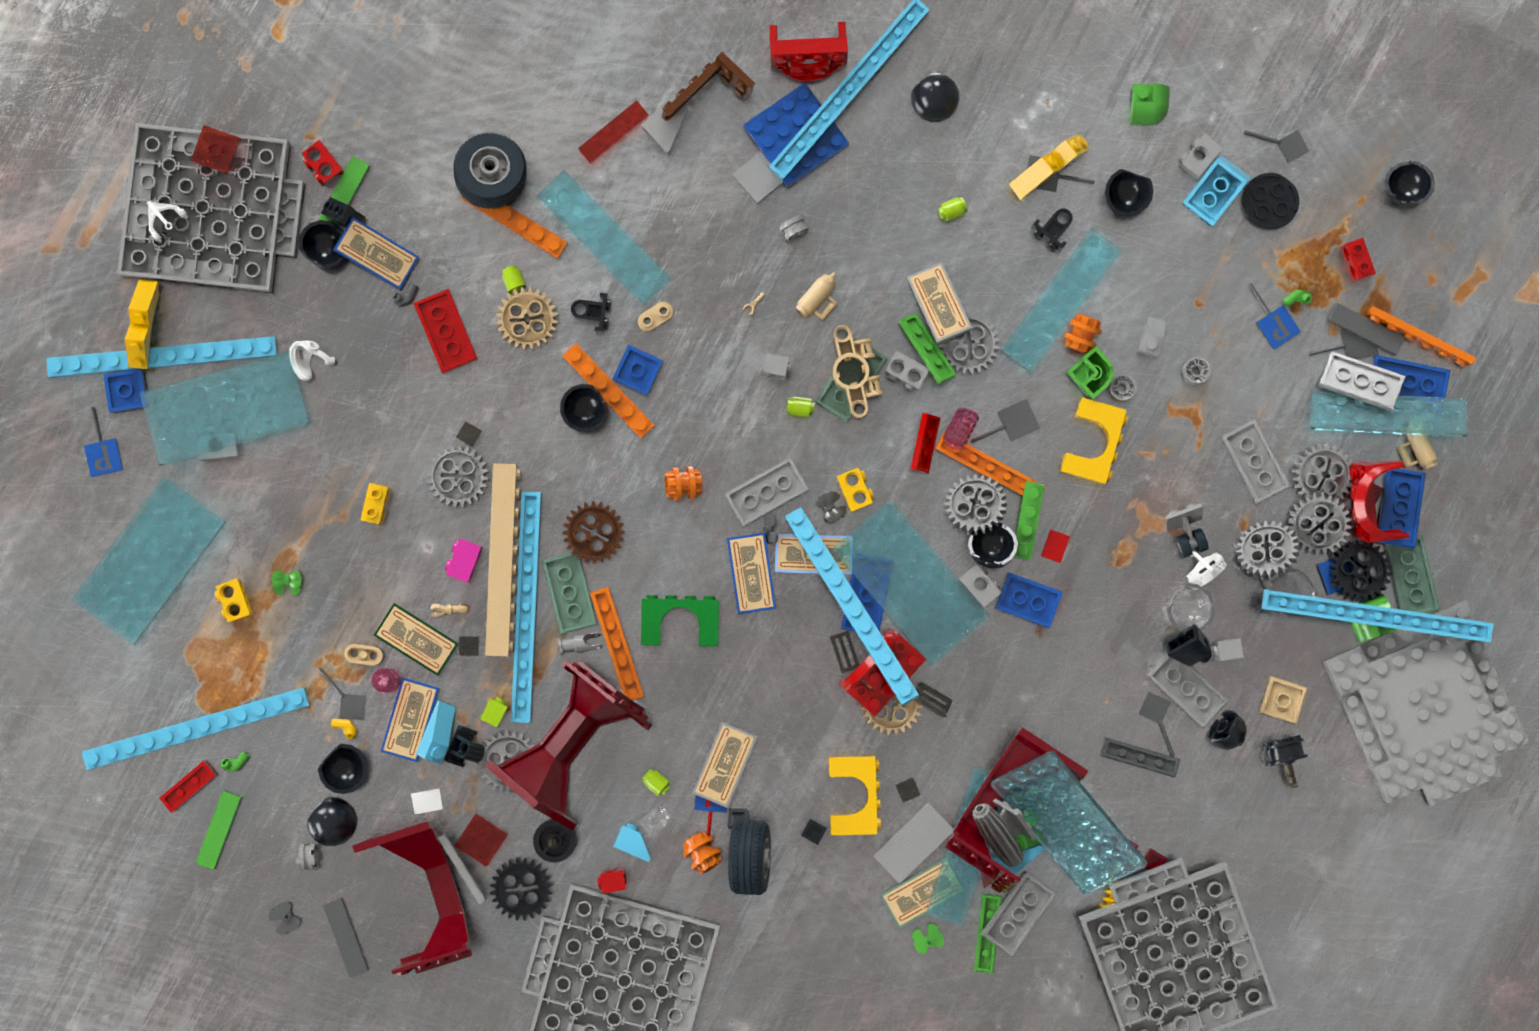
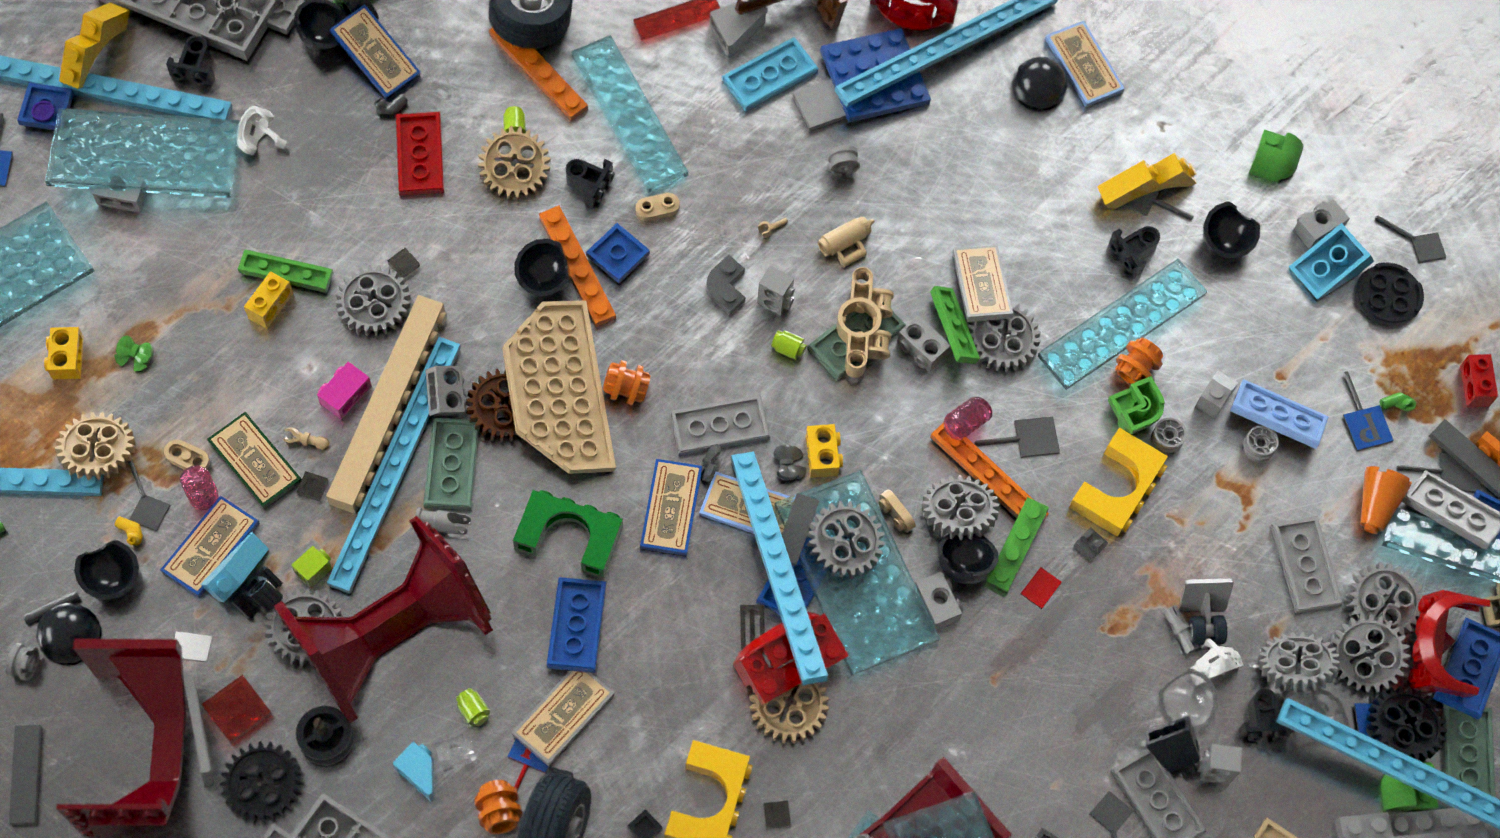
camera: 10 degrees right, 20 degrees down
(127, 398) = (43, 111): none -> dark purple piece
(229, 312) = (193, 64): none -> black pin
(275, 674) = (114, 439): none -> tan gear
(310, 806) = (38, 613): none -> dark grey piece
(378, 473) = (295, 272): none -> bright green plate
(540, 541) = (439, 390): none -> light grey brick
(612, 880) = (376, 803): red brick -> none
(616, 643) = (486, 532): orange plate -> none
(631, 504) = (559, 388): none -> tan plate
(708, 161) = (770, 74): none -> medium azure tile
(711, 692) = (576, 625): none -> blue tile
(727, 368) = (720, 285): none -> dark grey plate
(856, 564) = (798, 525): none -> dark grey tile
(908, 551) = (826, 546): none -> light grey gear
(922, 686) = (838, 716): clear smoke tile -> none
(925, 443) = (921, 425): red plate -> none
(933, 527) = (901, 517): none -> tan plate
(952, 209) = (1026, 195): lime brick -> none
(967, 65) = (1084, 64): none -> tile
(1029, 600) = (992, 636): blue plate -> none
(1084, 498) = (1090, 544): none -> dark grey tile
(1170, 547) = (1180, 628): none -> light grey pin
(1205, 341) = (1279, 414): none -> light blue tile
(1251, 602) = (1264, 719): none -> black pin
(1301, 390) = (1381, 497): none -> orange cone

